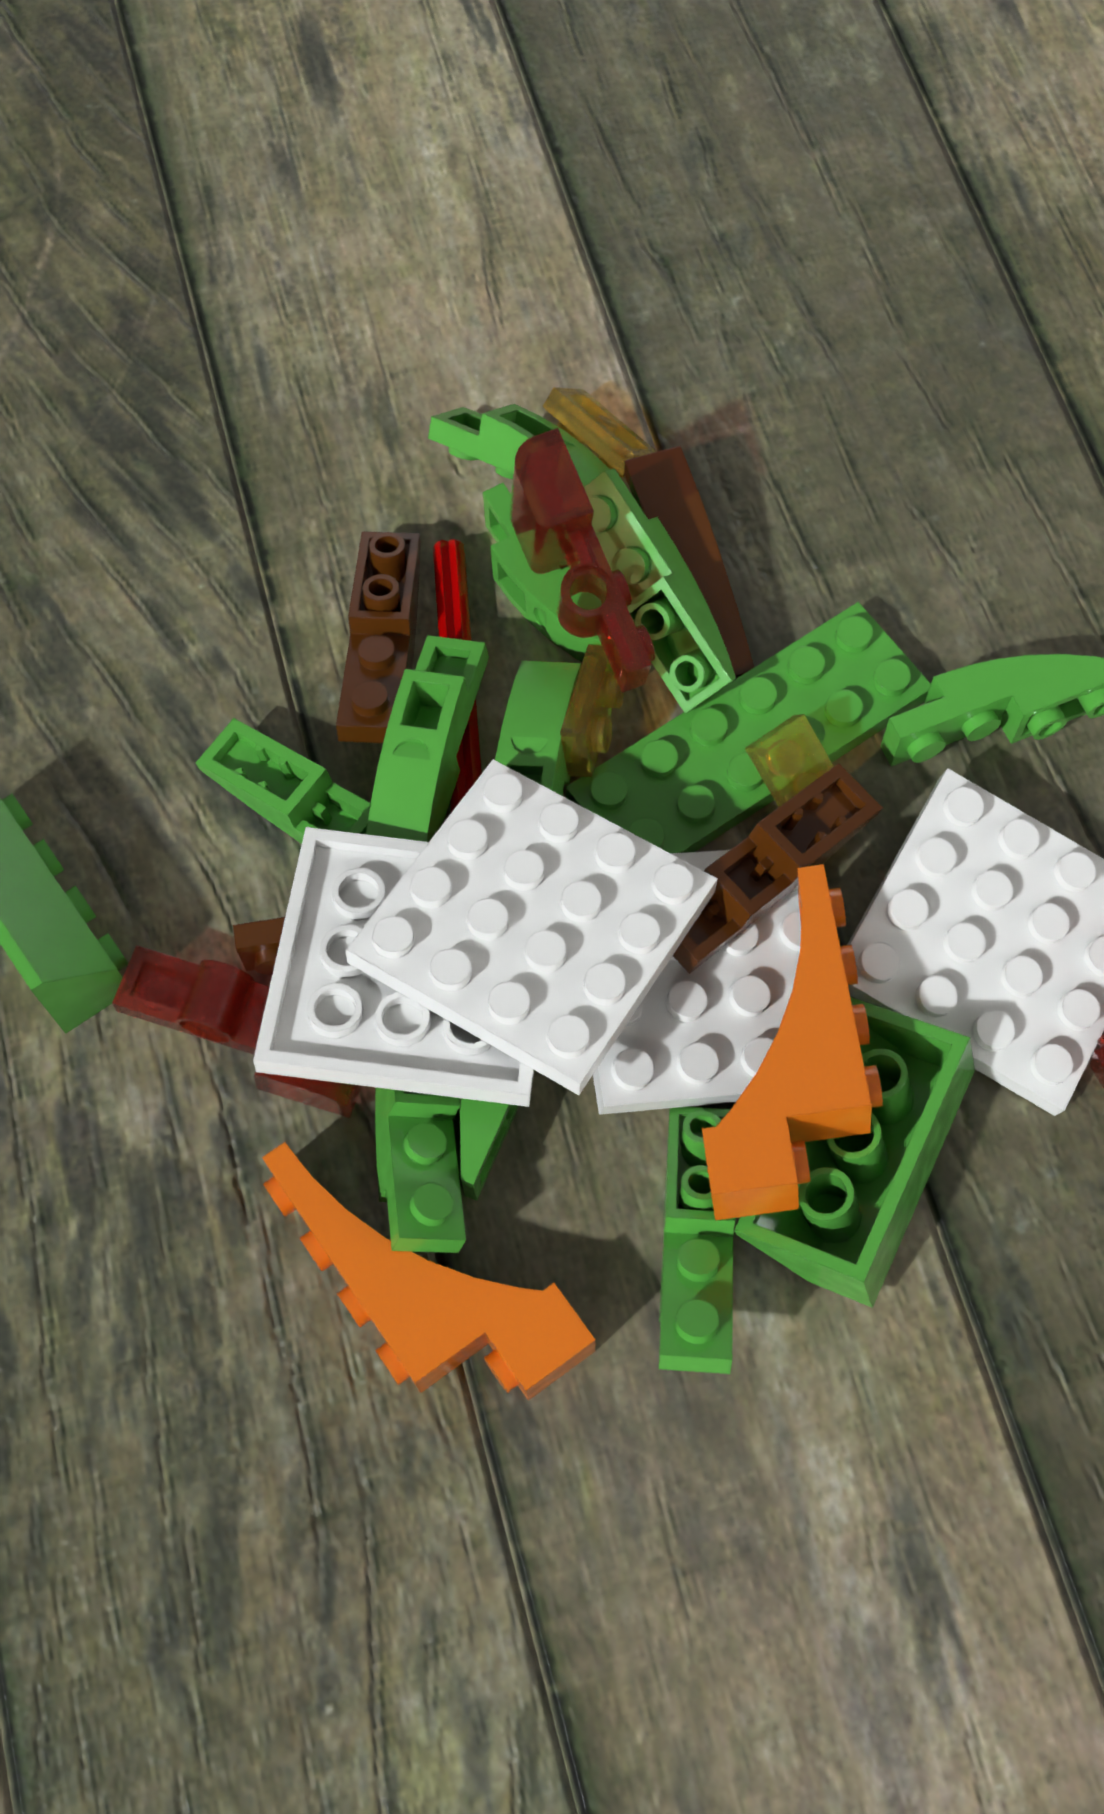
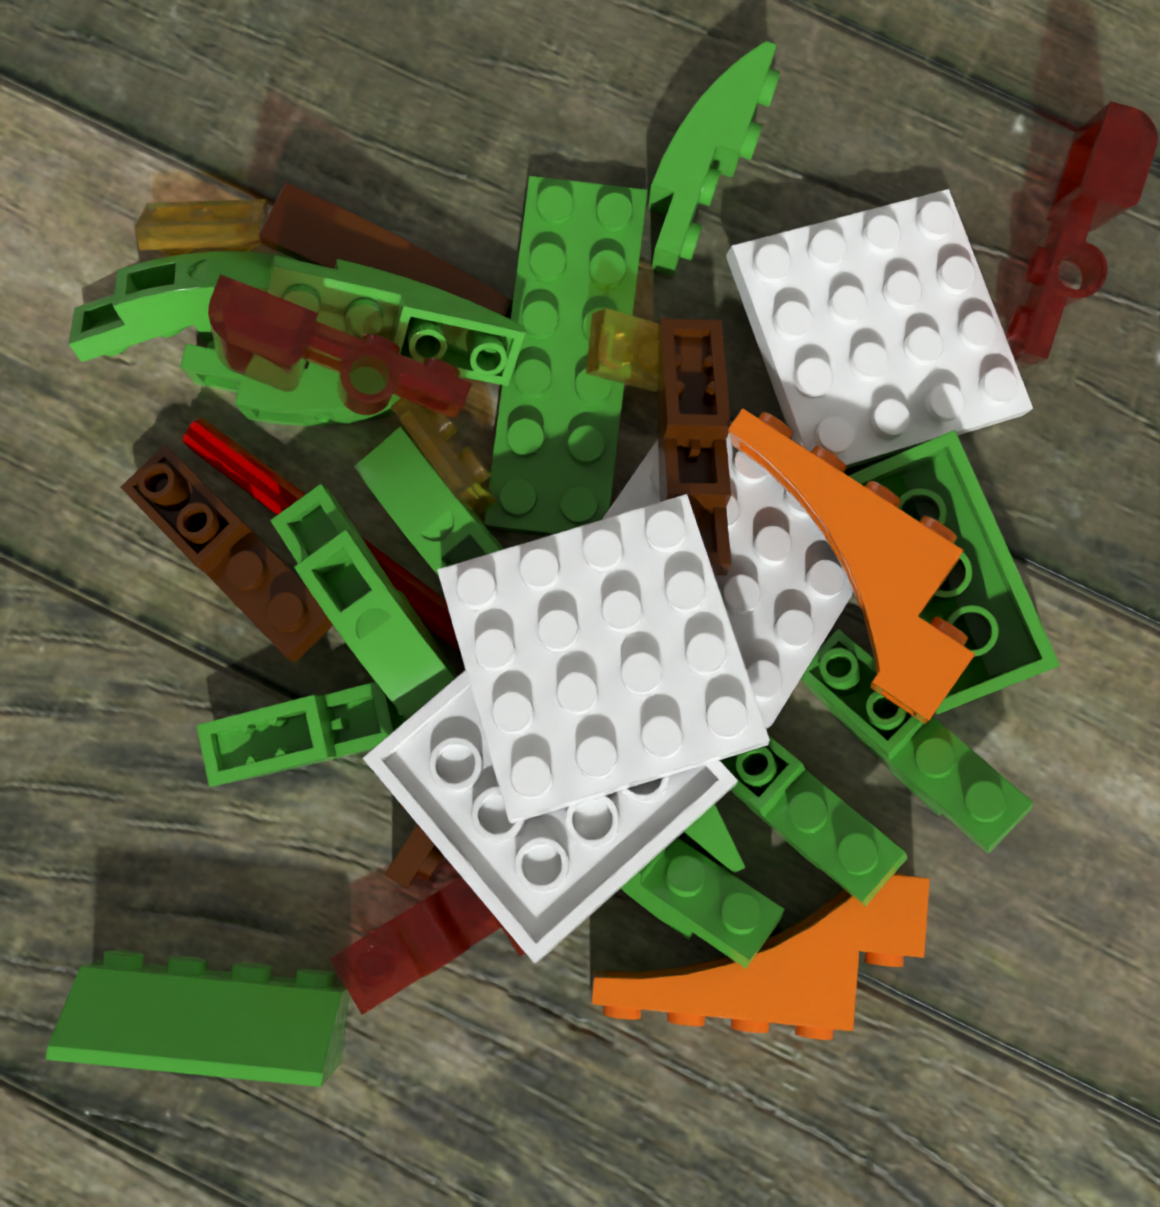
camera: 55 degrees left, 15 degrees up
(561, 1194) = (814, 820): none -> bright green slope

